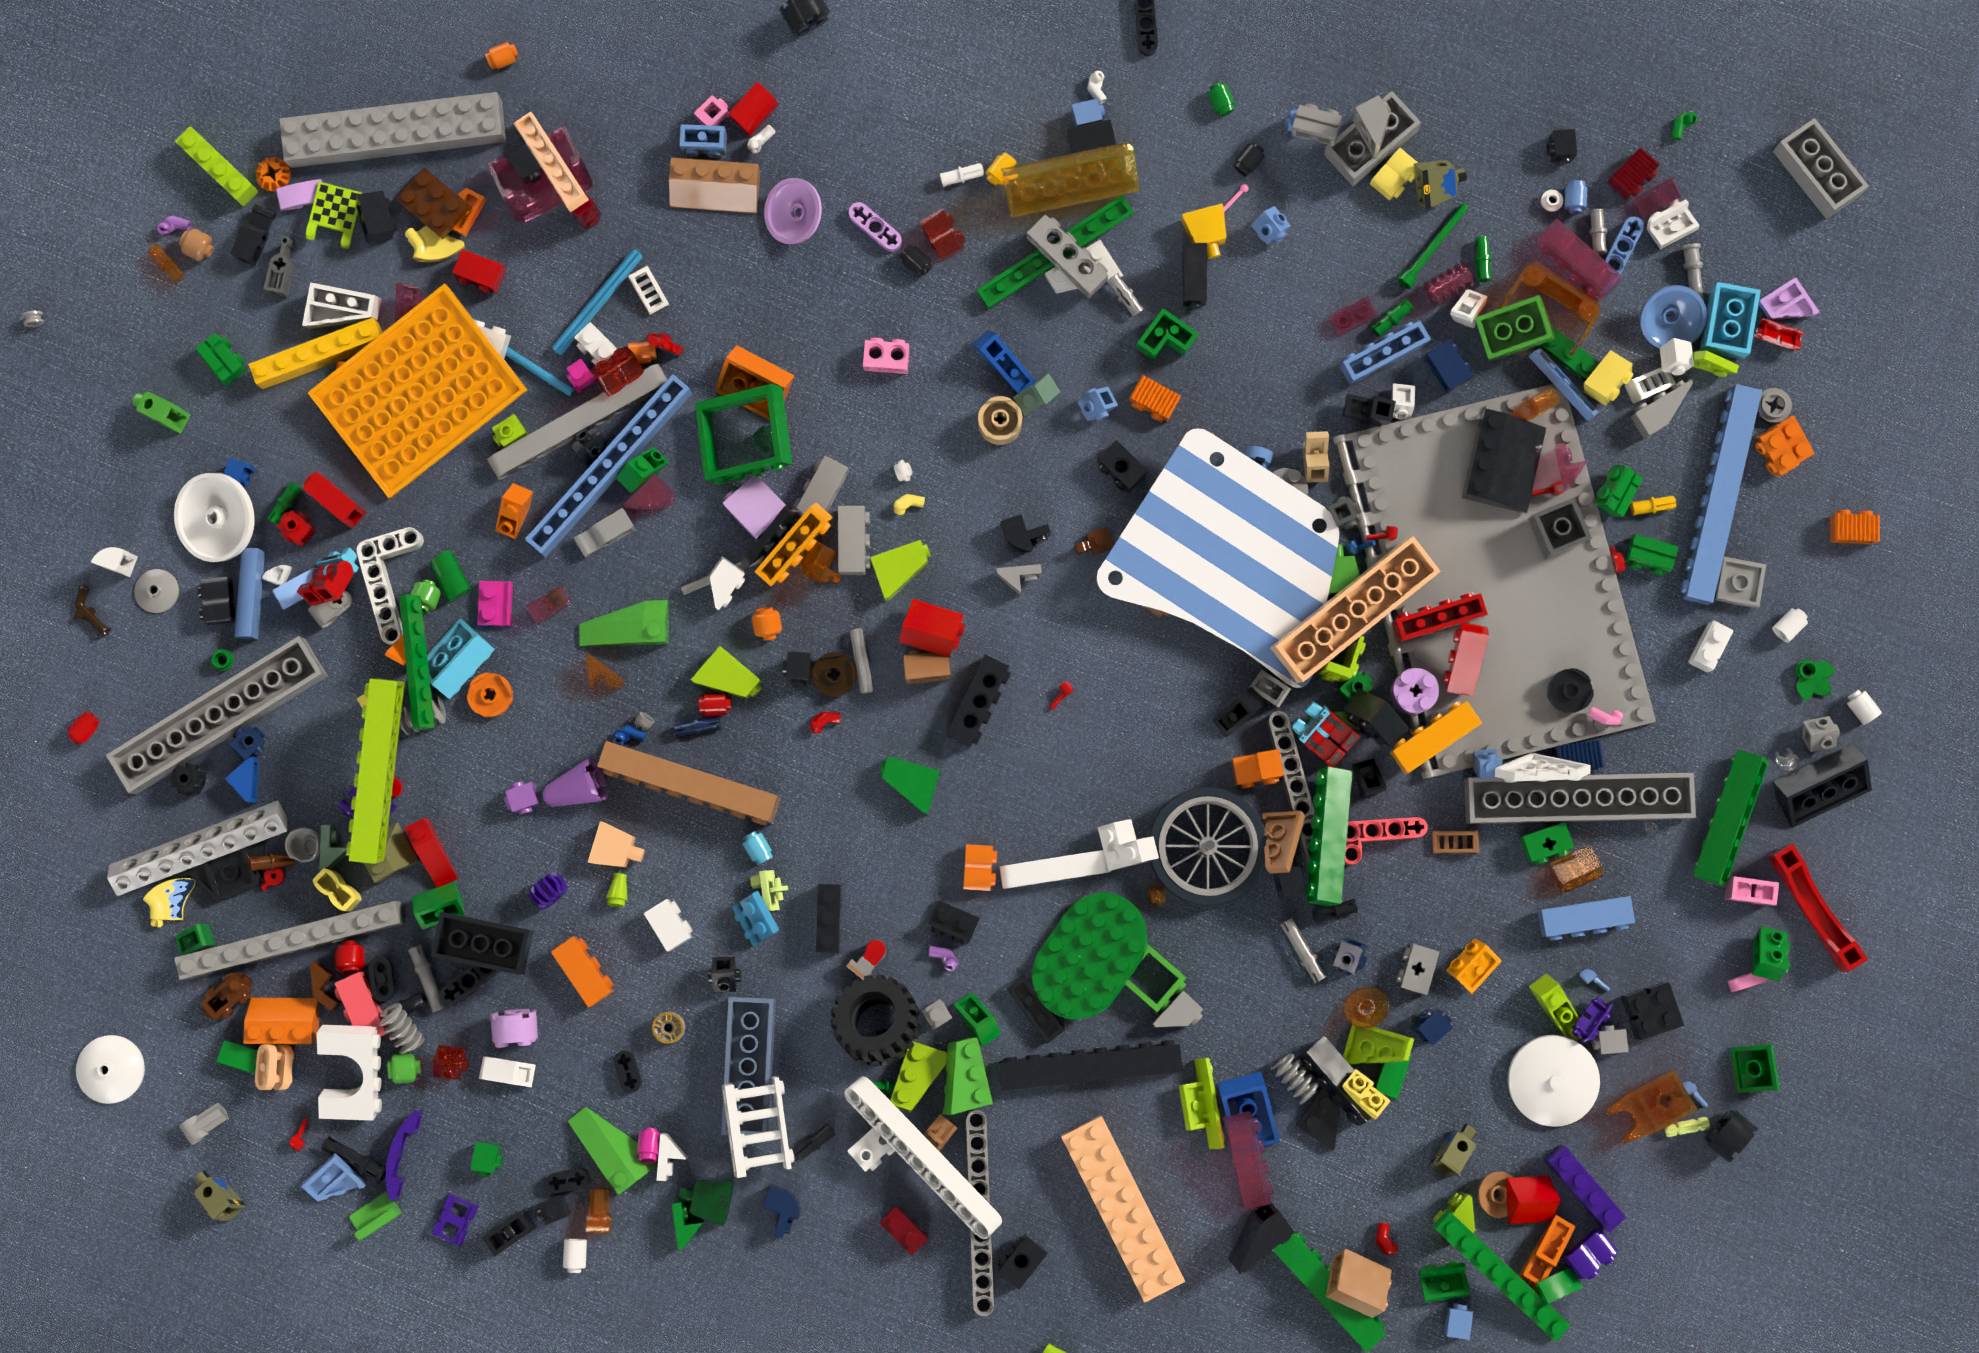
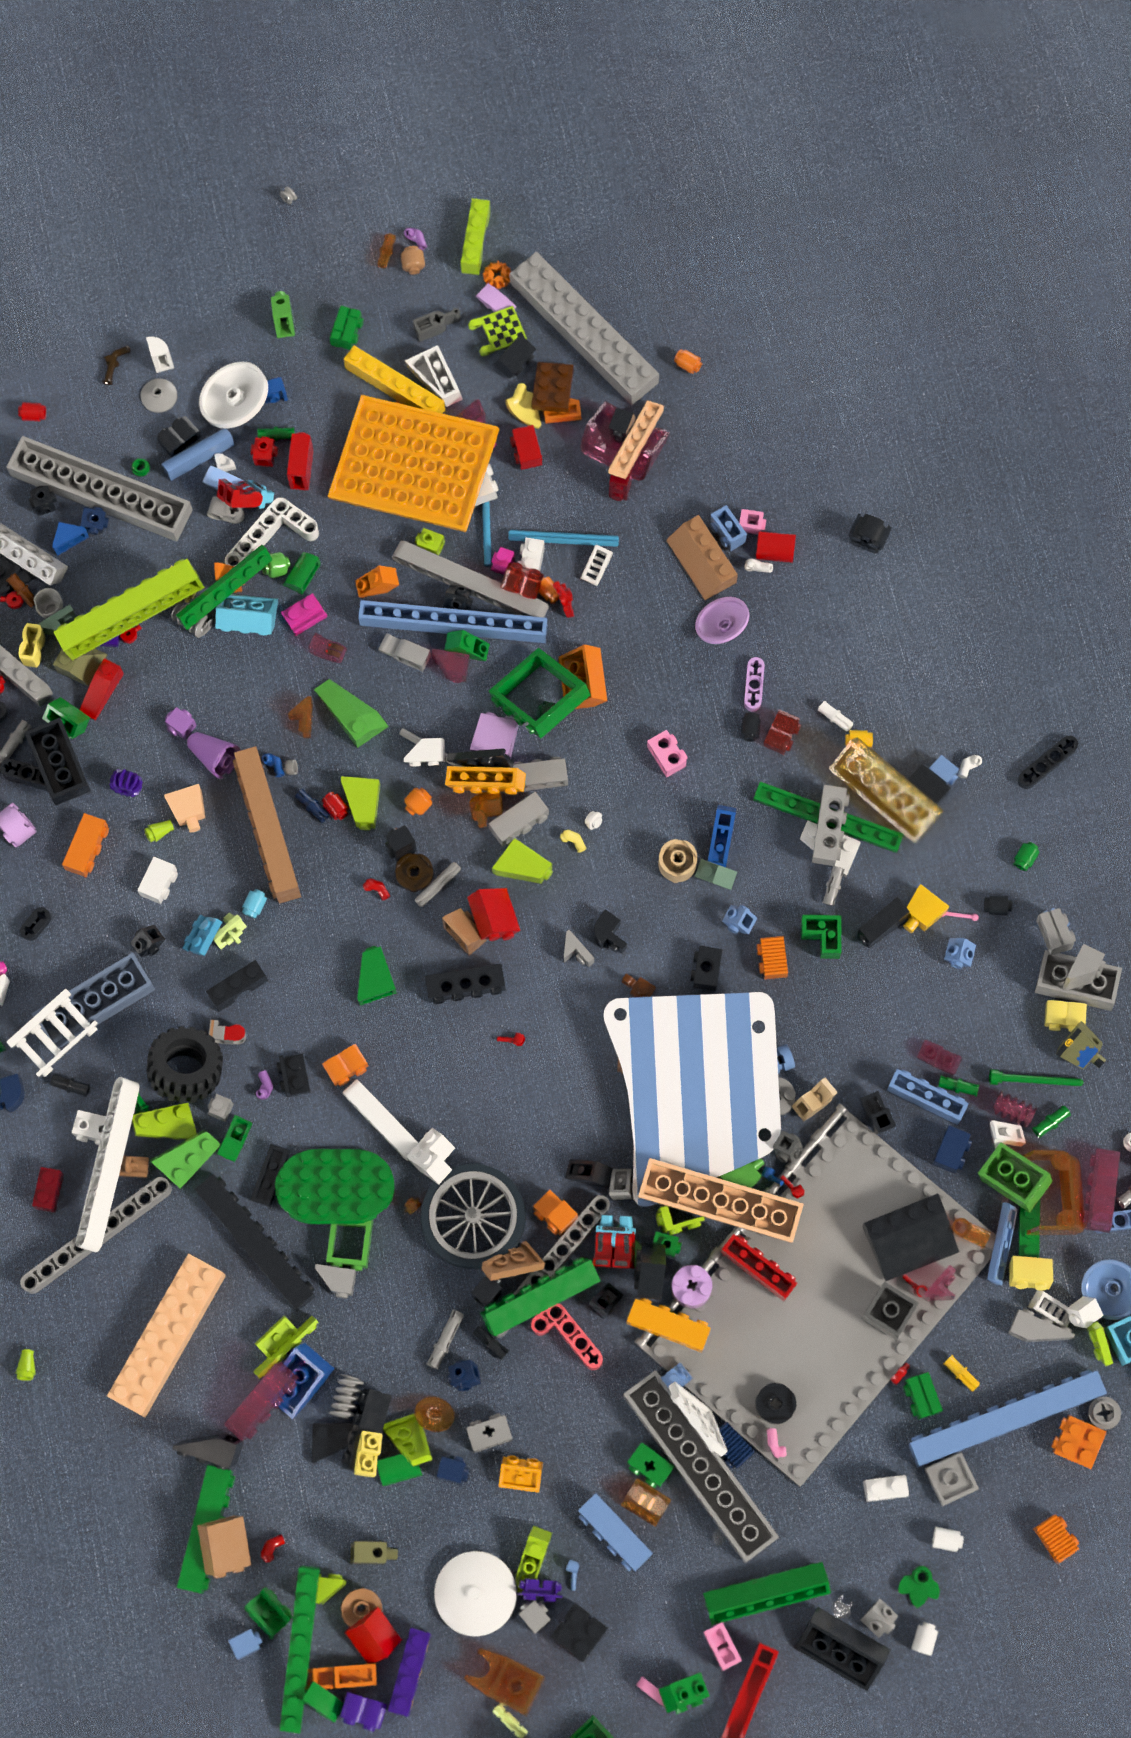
camera: 55 degrees right, 10 degrees down
(253, 235) = (445, 291): black piece -> none
(477, 693) = (232, 645): orange plate -> none
(675, 1020) = (81, 923): wheel -> none
(1017, 1274) = (91, 1294): black brick -> none
(1405, 401) = (902, 1134): white bracket -> none
(1436, 842) = (613, 1413): medium nougat slope -> none
(1466, 659) = (741, 1306): brick -> none
(1618, 490) = (952, 1337): green brick -> none
(1692, 1089) = (540, 1703): medium blue hand -> none

